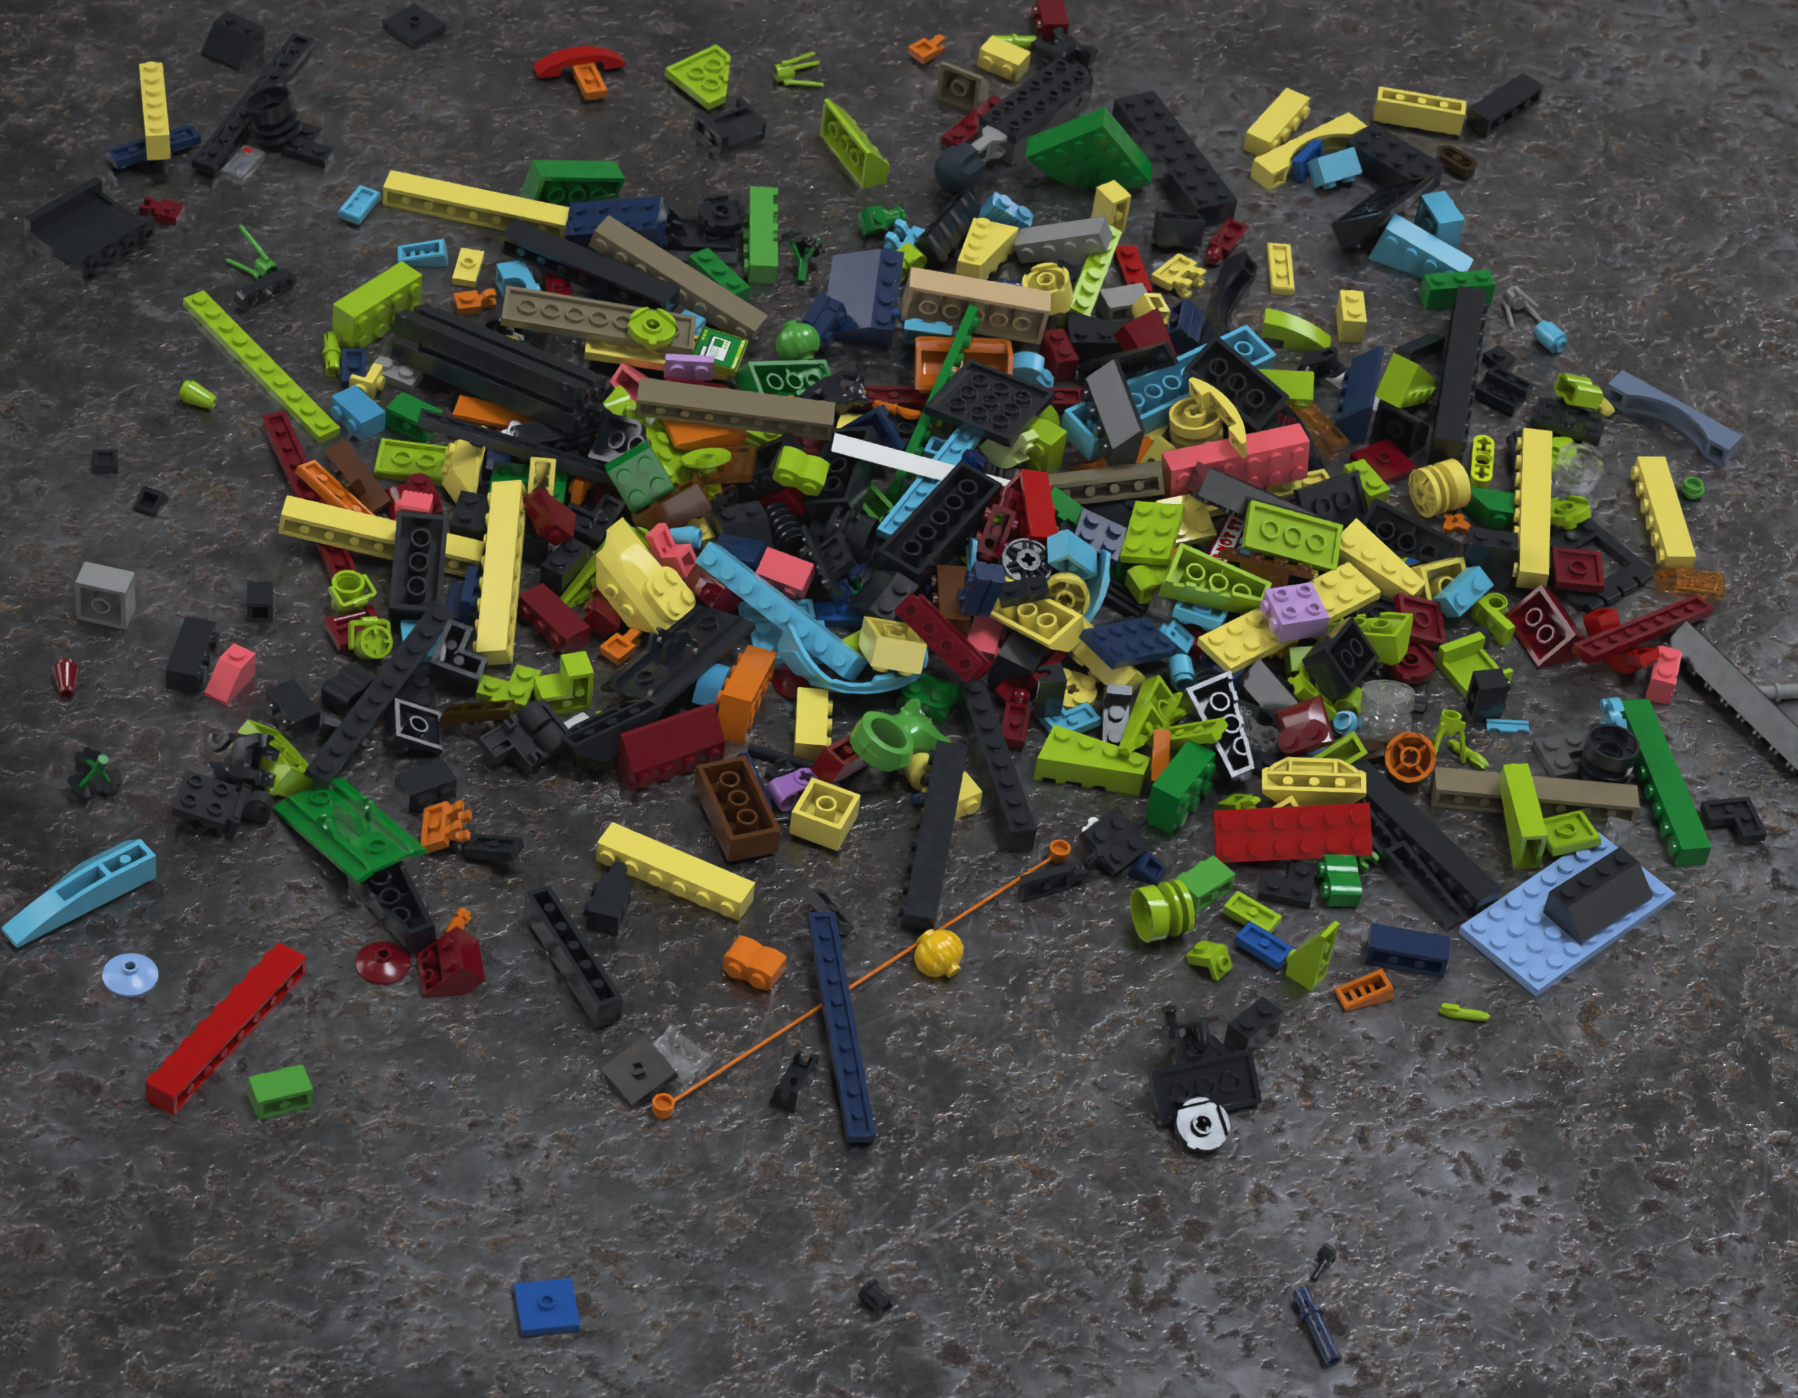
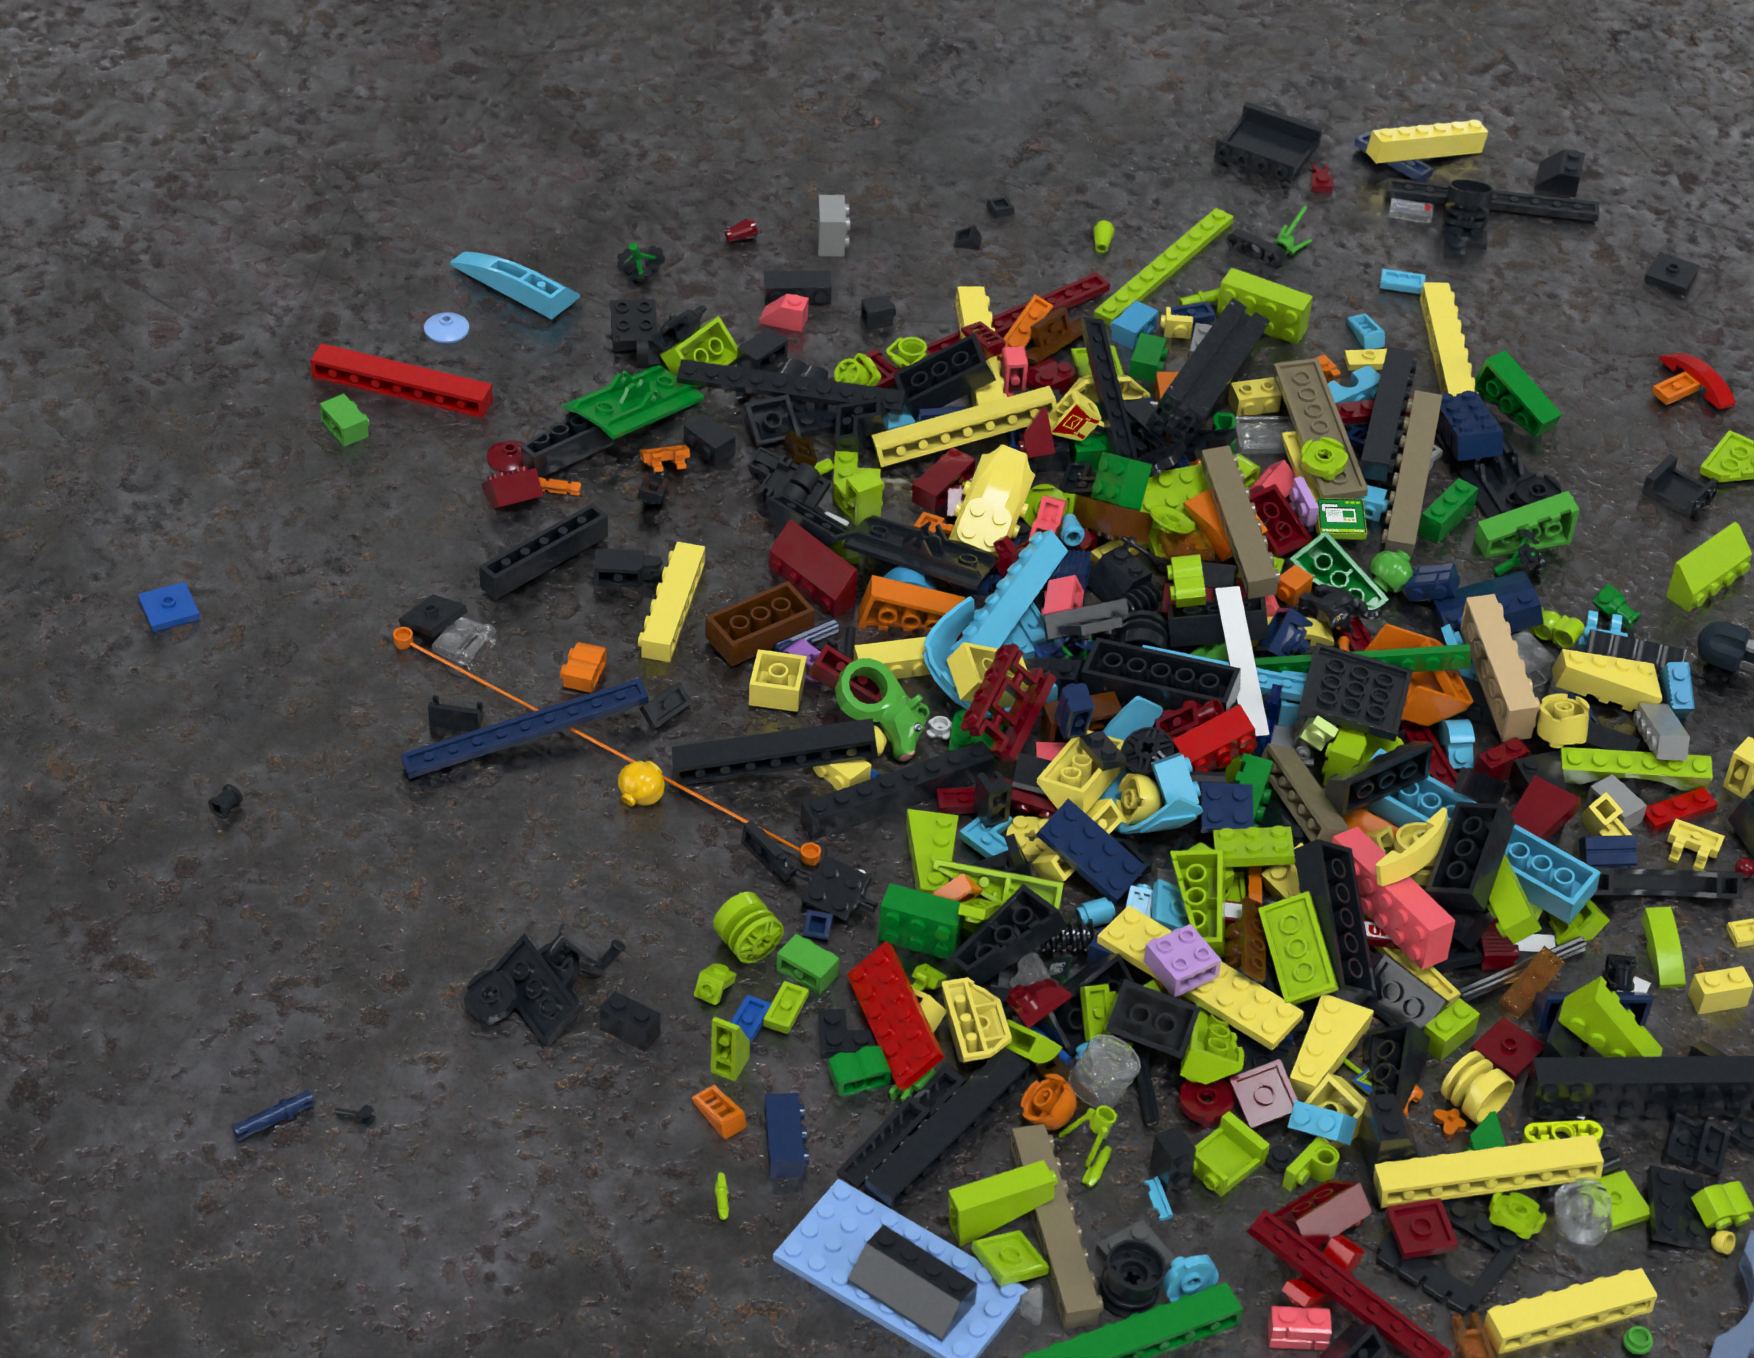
camera: 80 degrees right, 0 degrees up
(380, 515) = (996, 343): none -> dark red slope

